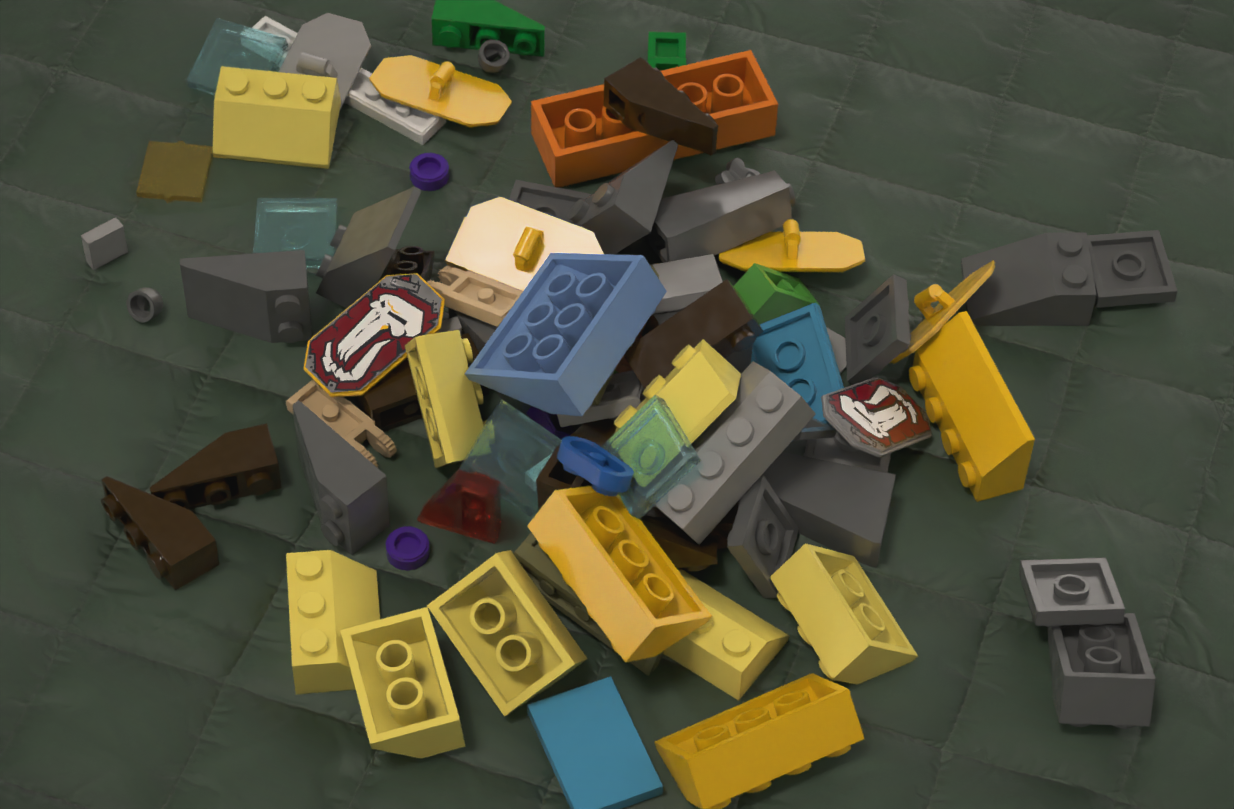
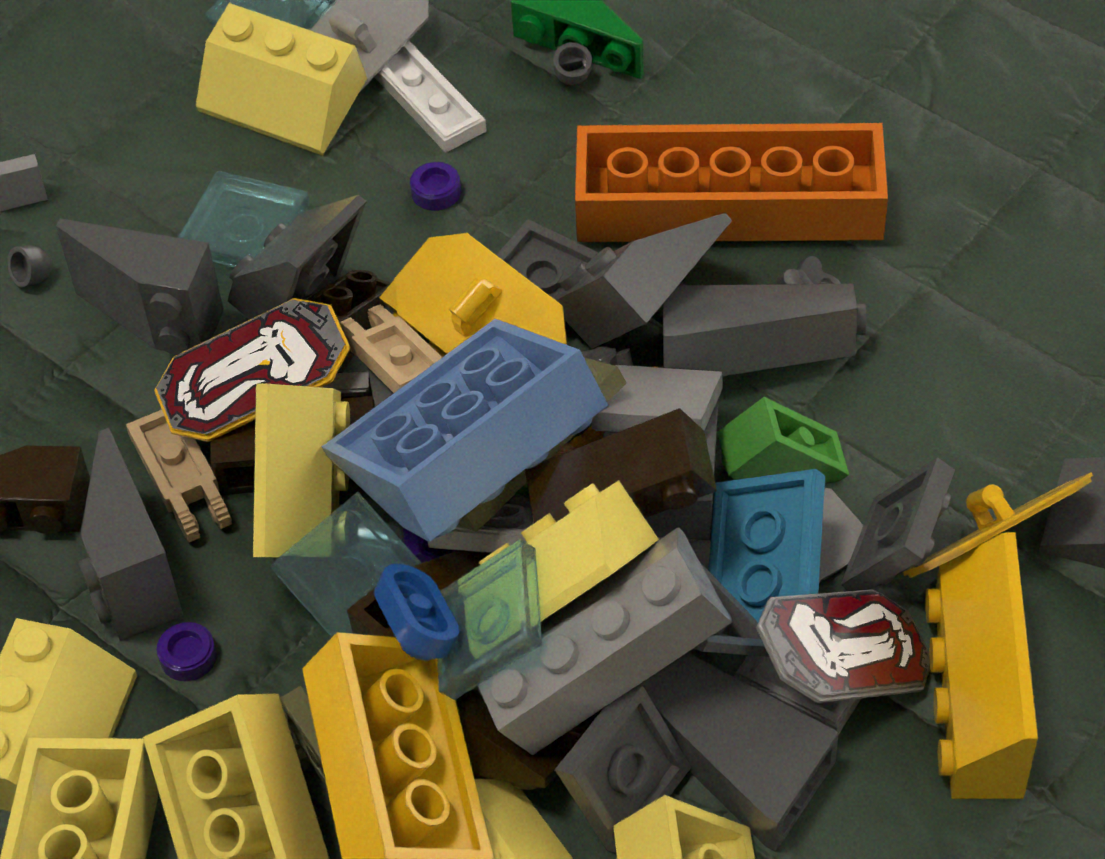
camera: 25 degrees right, 0 degrees up
(174, 171) = (144, 118): clear yellow piece -> none
(440, 90) = (491, 92): yellow shield -> none
(466, 506) = (271, 619): clear red wing -> none
(655, 107) = (718, 166): dark brown slope -> none
(666, 49) = (789, 102): green slope -> none
(797, 251) = (844, 396): yellow shield -> none

